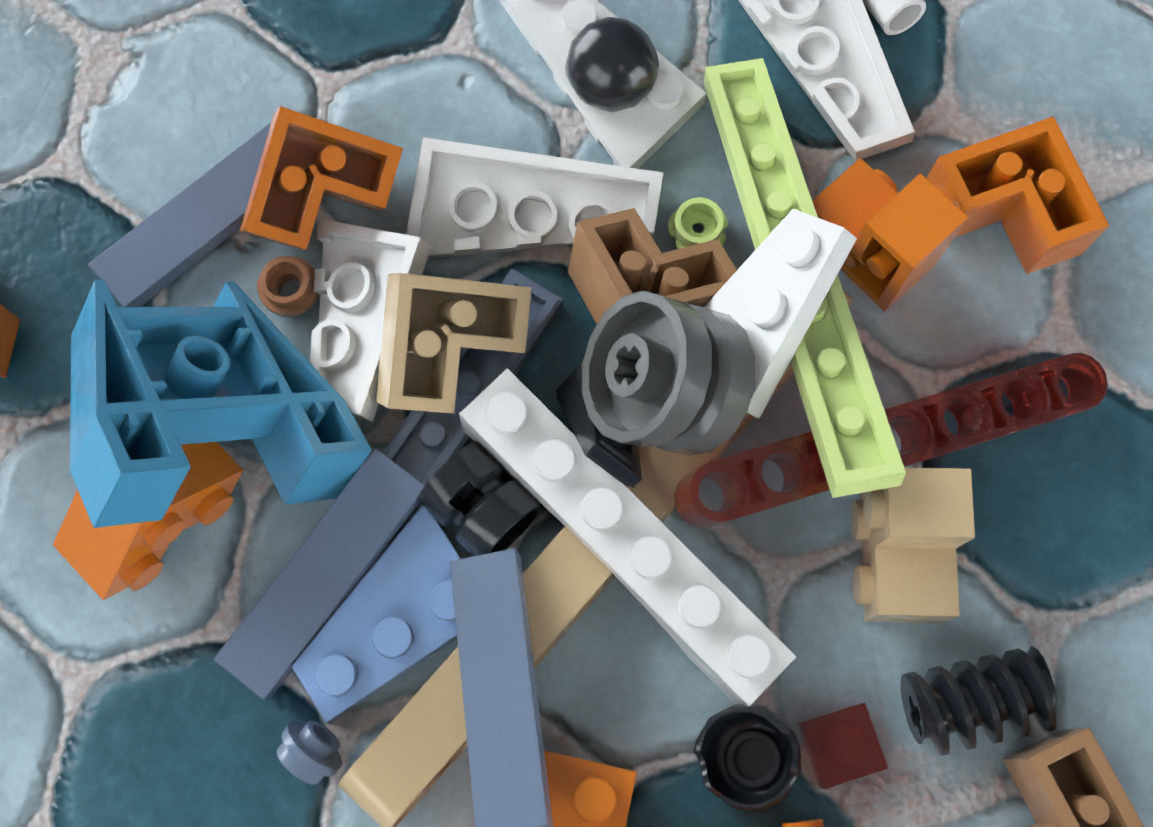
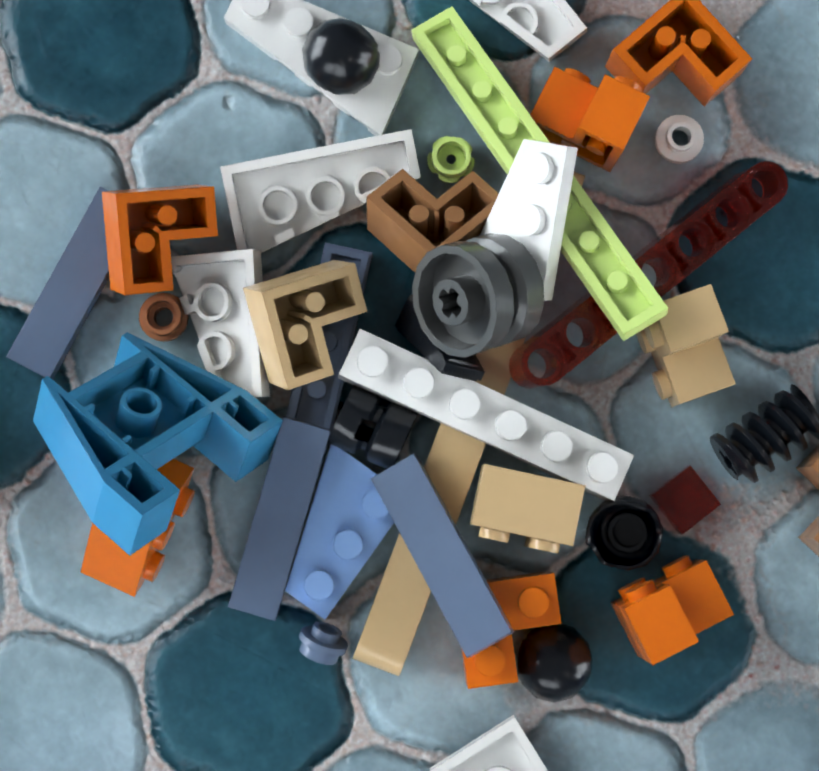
camera: 25 degrees left, 10 degrees up
(632, 668) = (526, 506): none -> tan brick
(972, 311) = (669, 149): none -> white plate

